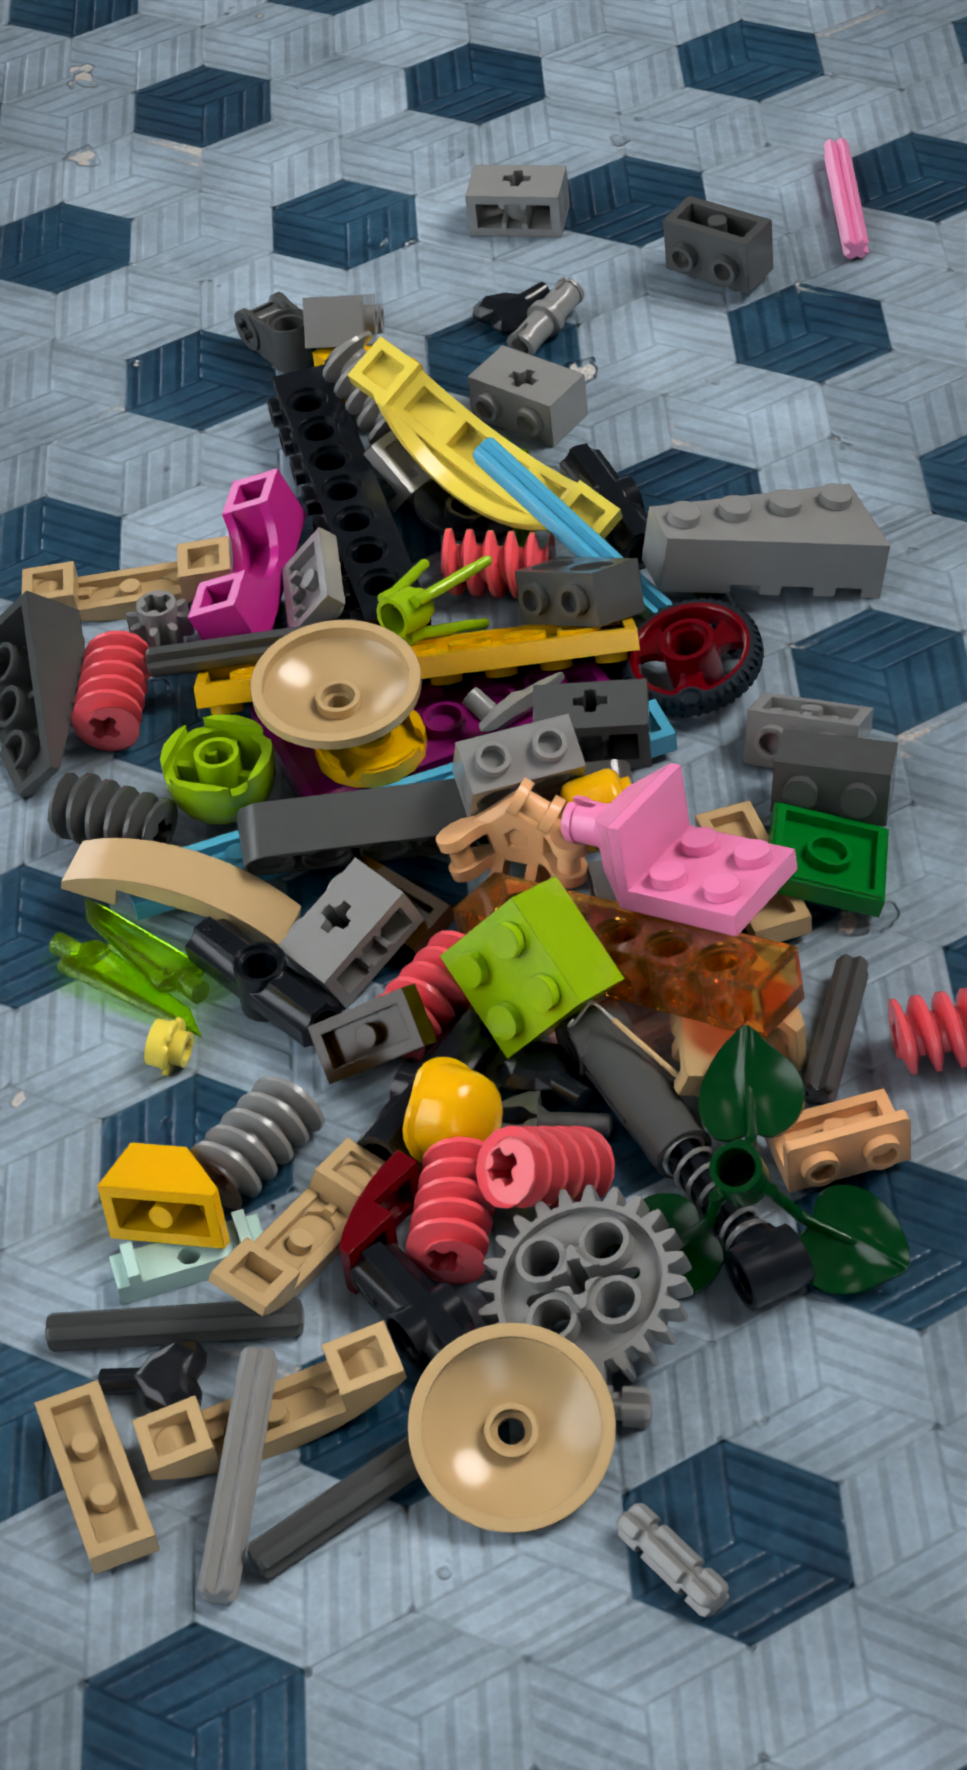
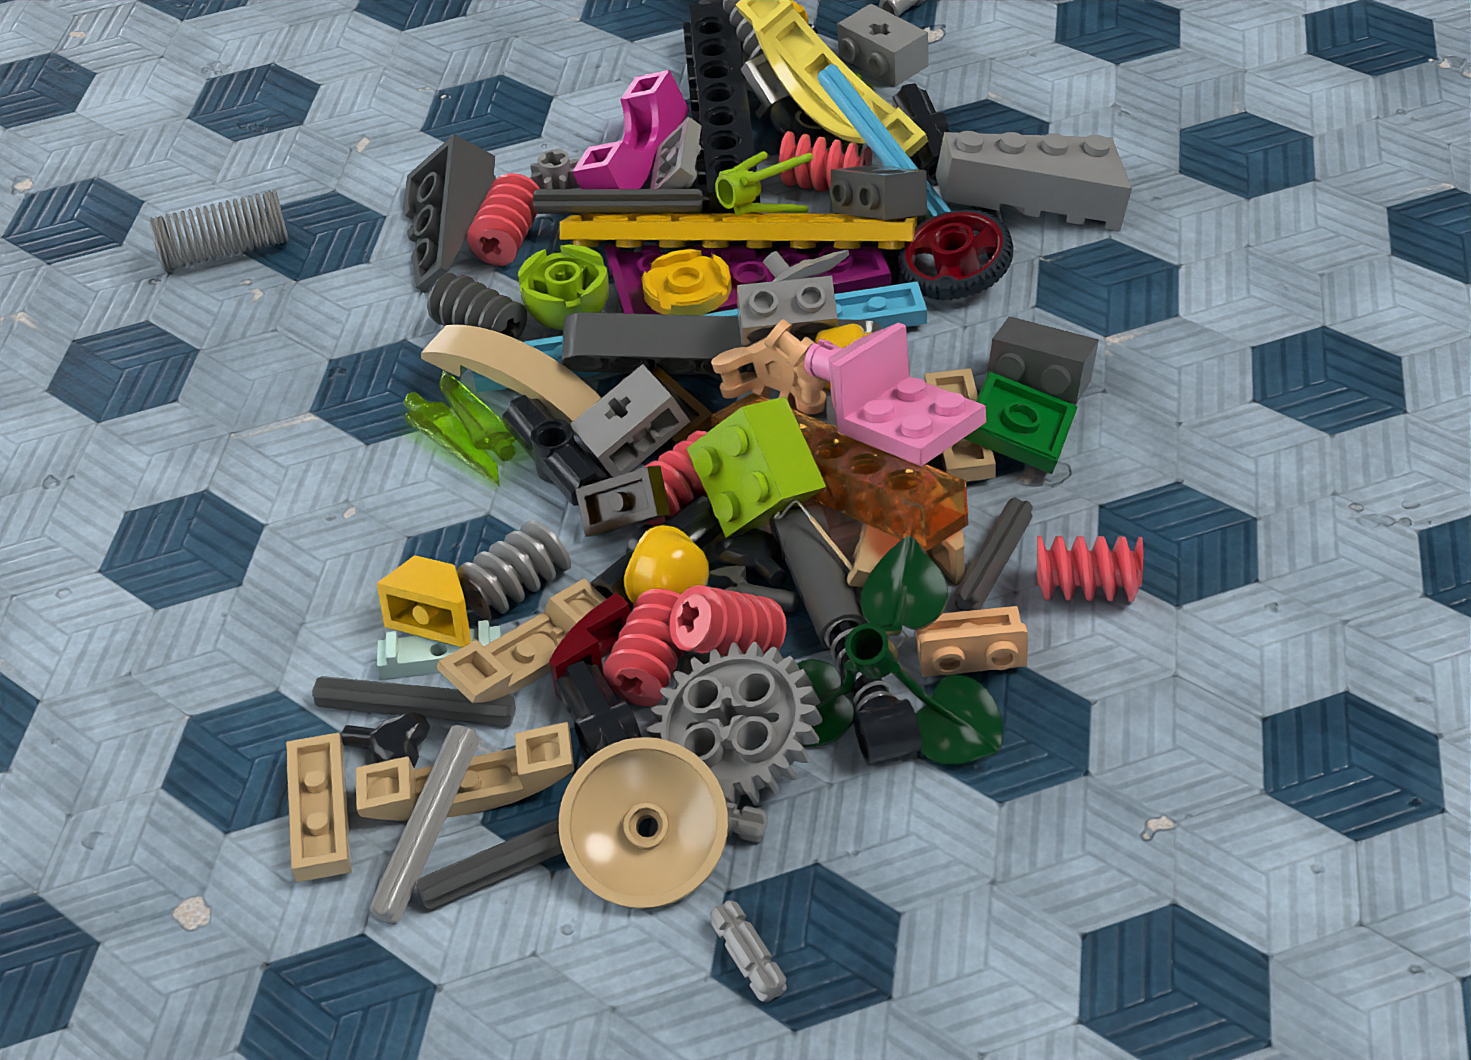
camera: 10 degrees right, 0 degrees up
(114, 593) = (521, 150): tan slope -> none
(168, 1045) = (470, 488): light yellow plate -> none
(336, 684) = (664, 232): tan dish -> none
(606, 716) = (867, 287): dark grey brick -> none
(777, 712) = (1029, 308): light grey bracket -> none

